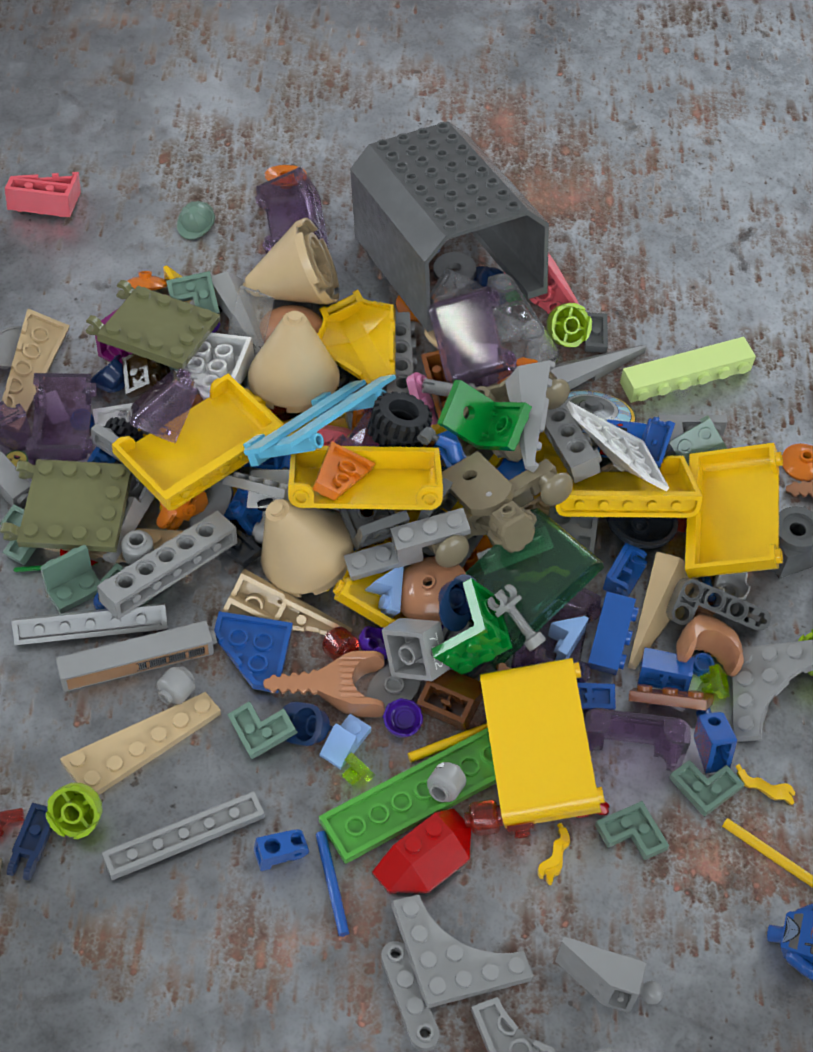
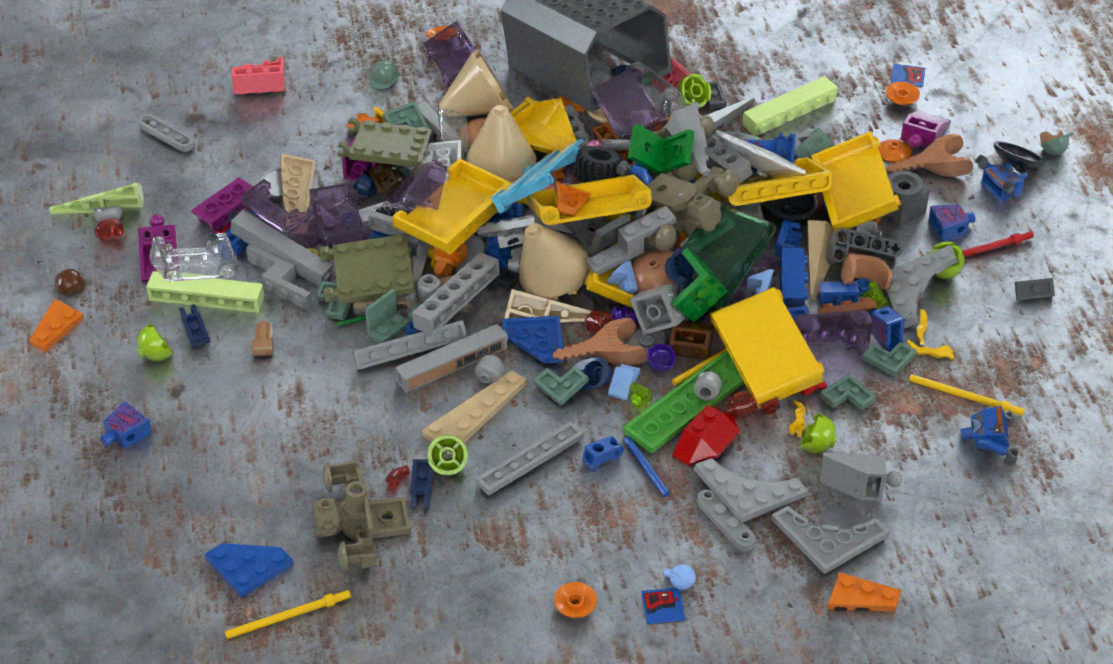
camera: 10 degrees left, 10 degrees down
(507, 604) = (716, 263): light grey bar -> none
(573, 892) = (819, 435): none -> lime cylinder
(763, 747) = (922, 327): none -> yellow hair

